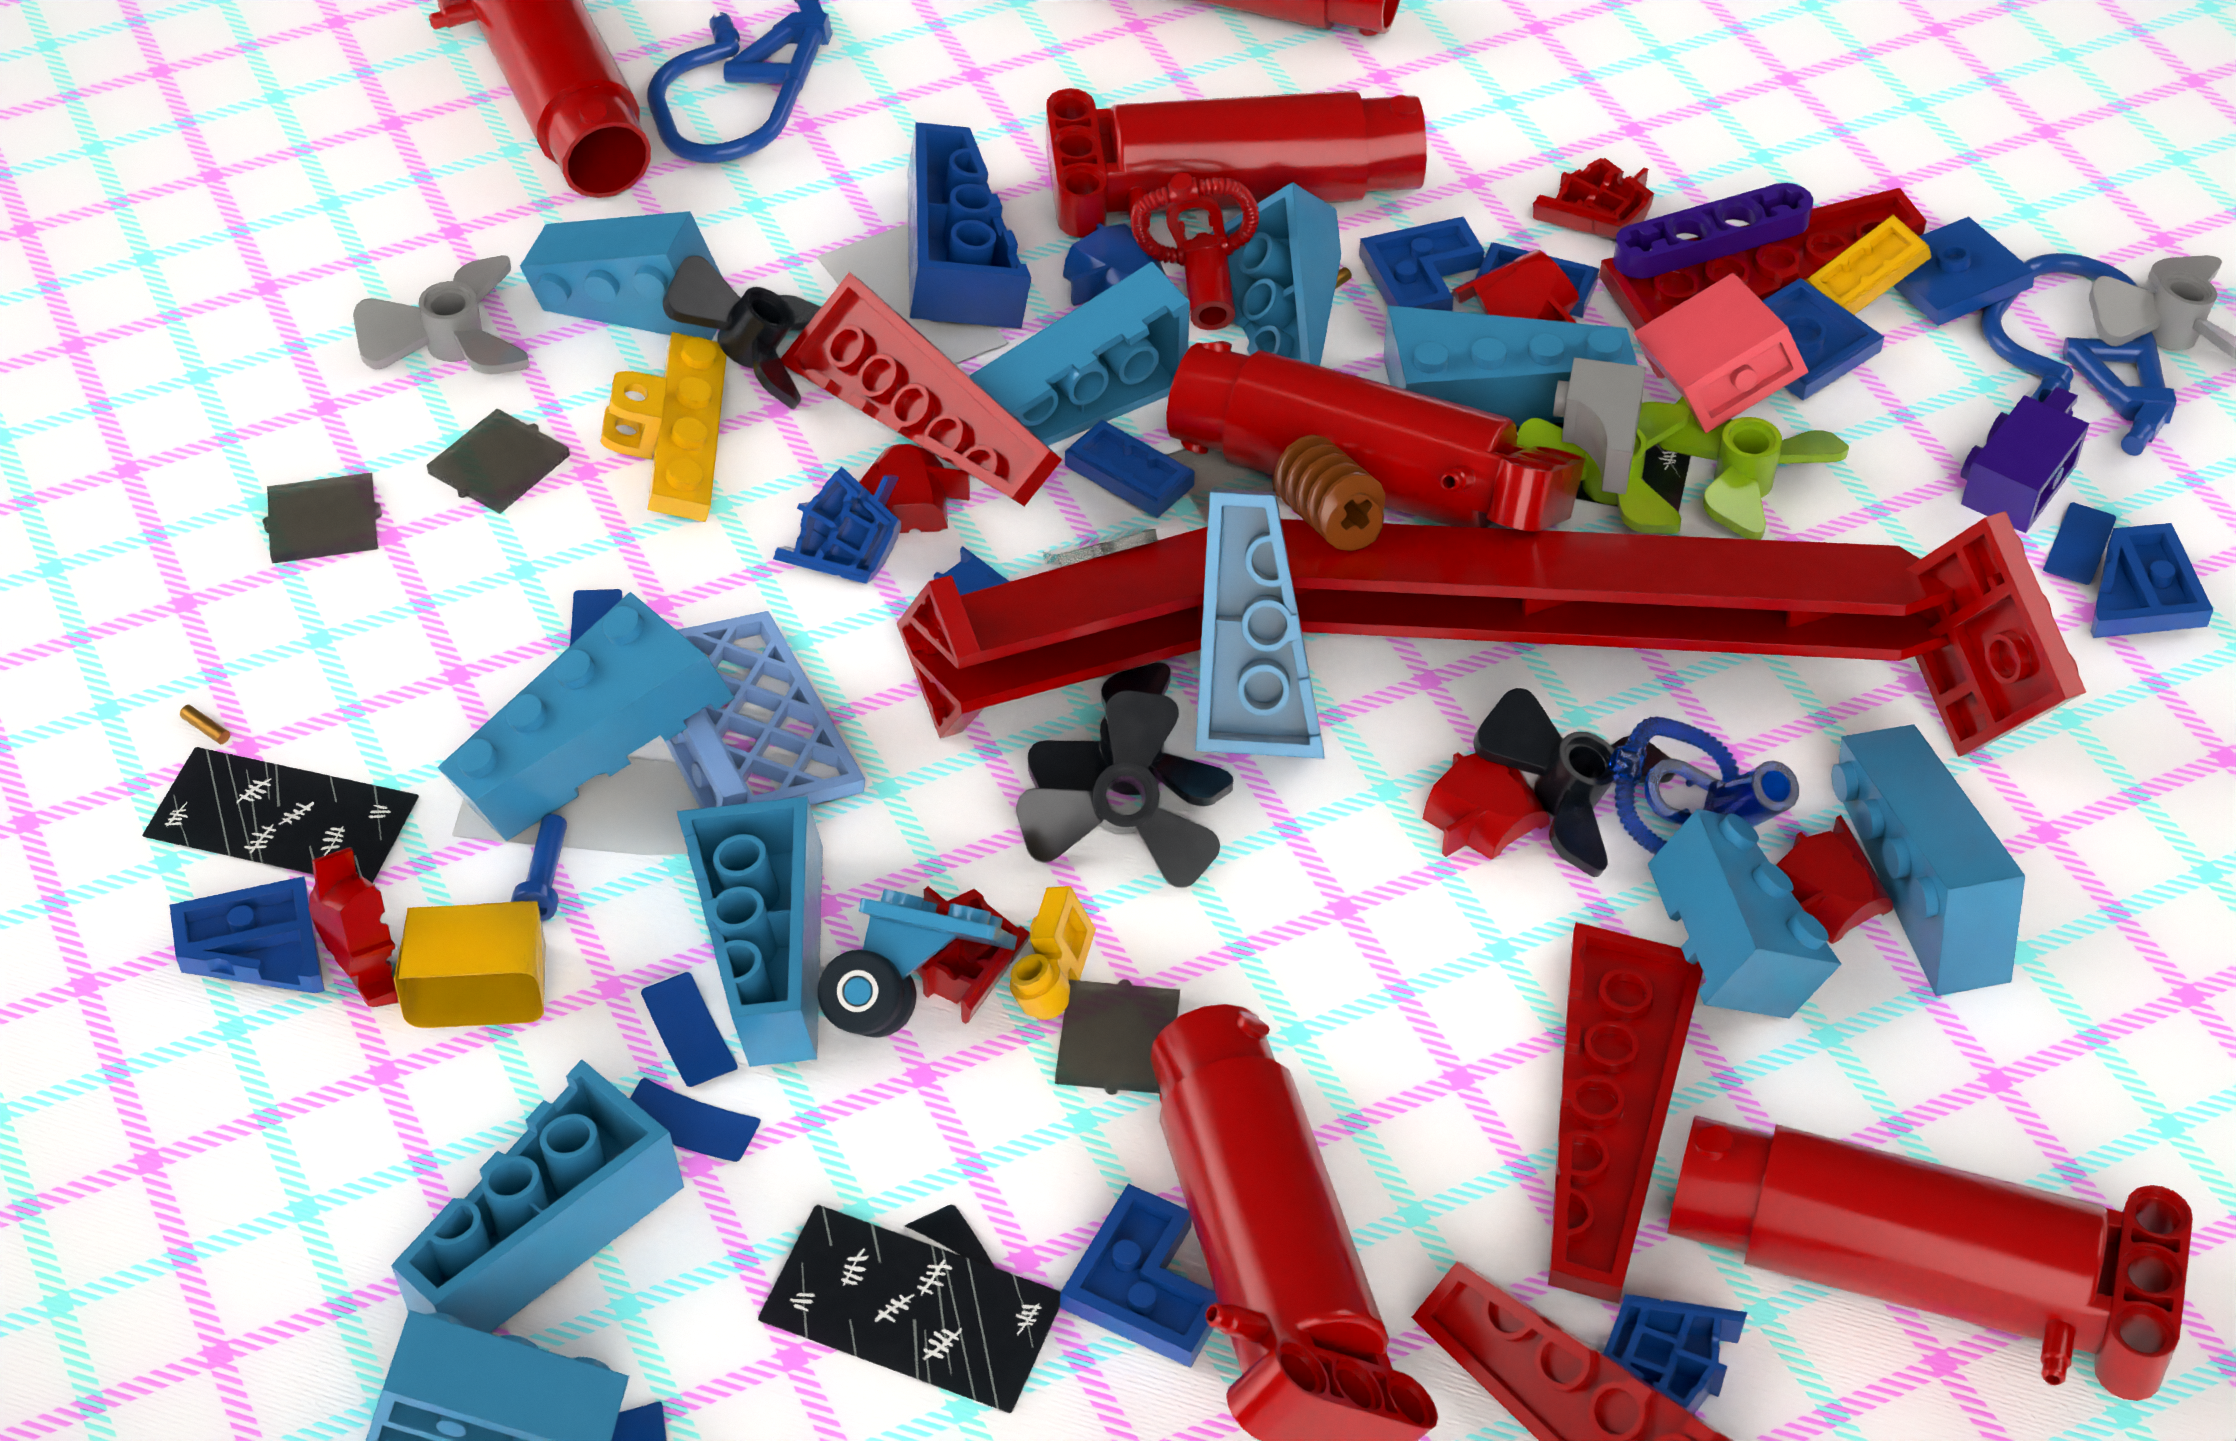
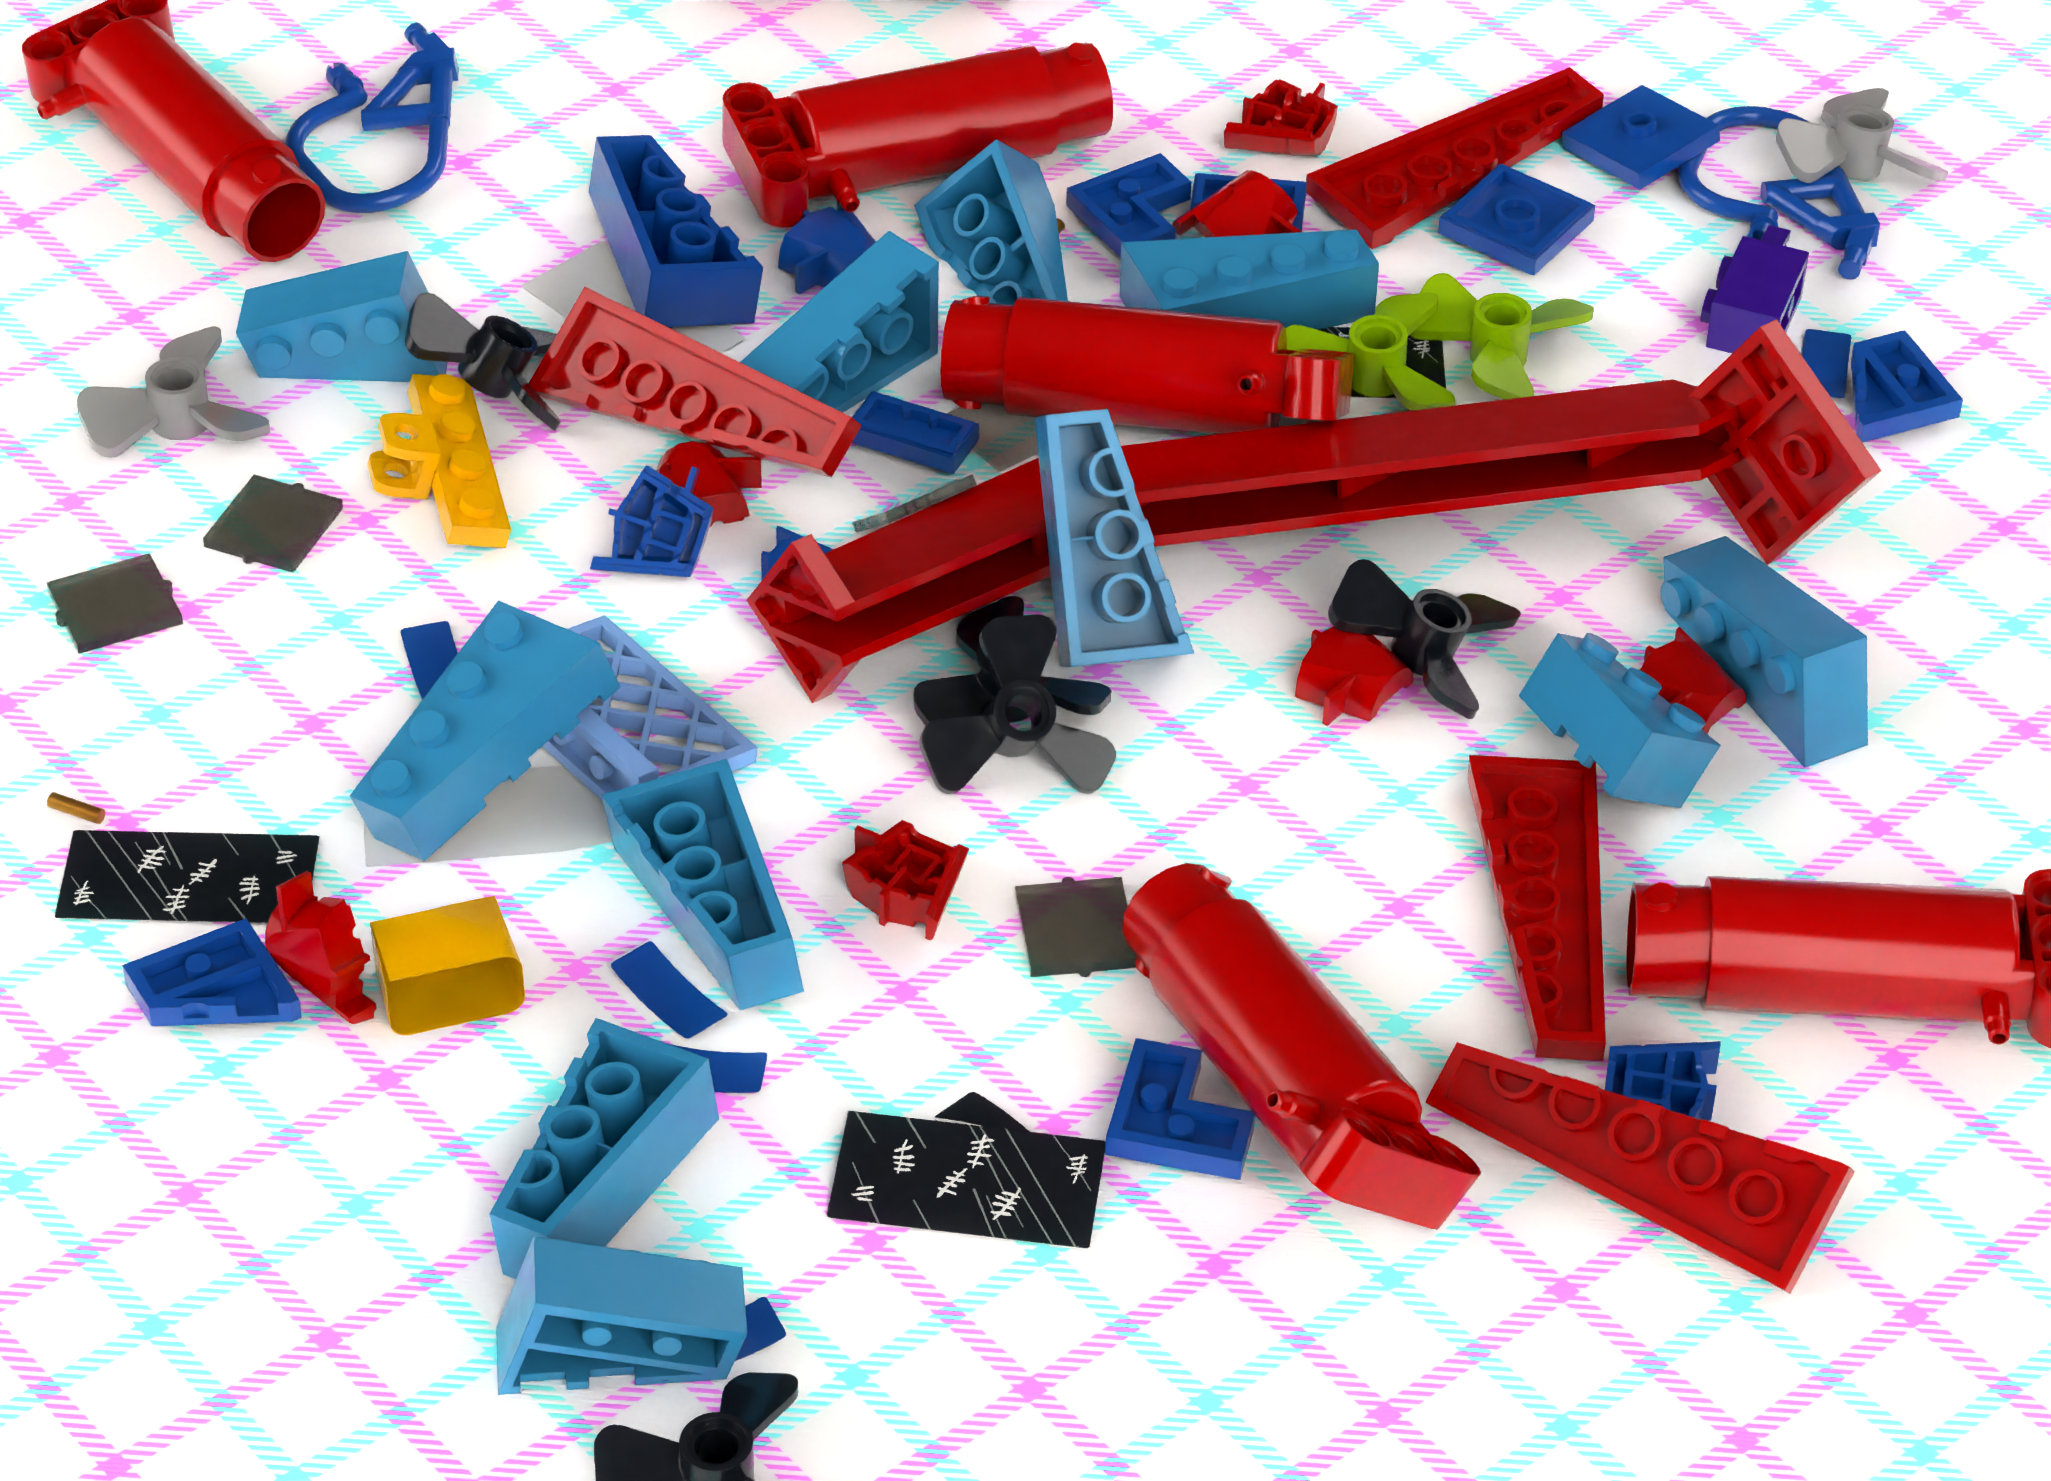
camera: 15 degrees left, 5 degrees down
(543, 867) = (473, 867): blue piece -> none
(873, 987) = (841, 911): plate -> none
(1061, 941) = (999, 864): yellow plate -> none
(1205, 254) = (917, 223): red piece -> none
(1330, 492) = (1145, 415): dark orange piece -> none
(1603, 415) = (1363, 309): light grey arch -> none
(1654, 249) = (1356, 156): dark purple beam -> none
(1721, 351) = (1453, 236): coral panel -> none
(1753, 795) = (1606, 614): clear blue piece -> none
(1871, 265) = (1565, 141): yellow plate -> none

